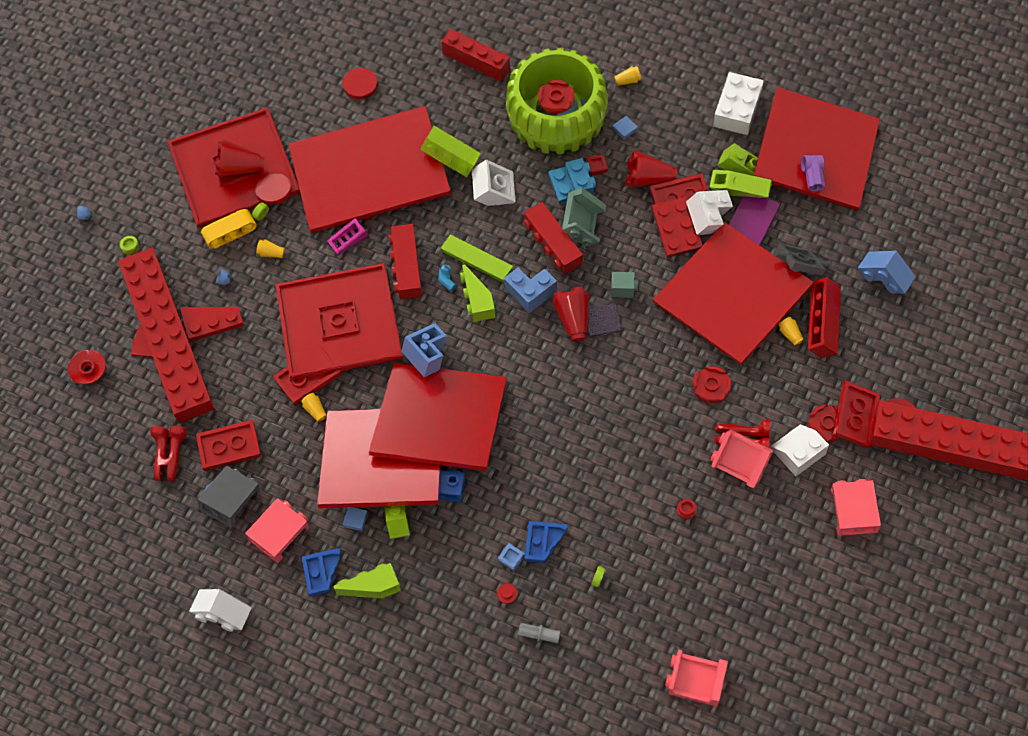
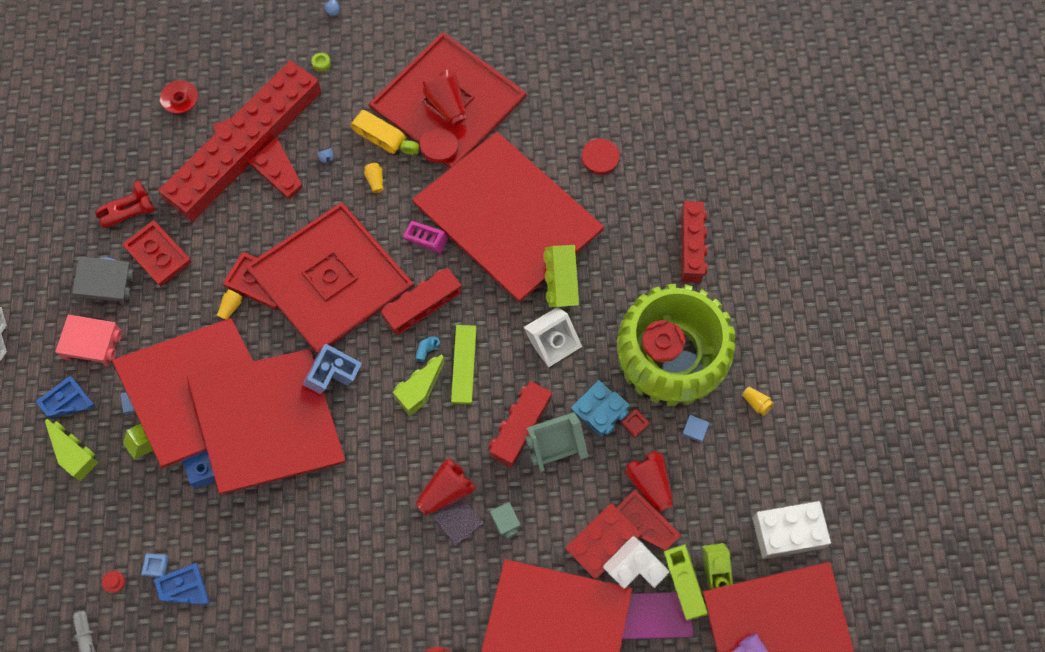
camera: 55 degrees right, 5 degrees up
(530, 292) = (448, 434): medium blue brick -> none

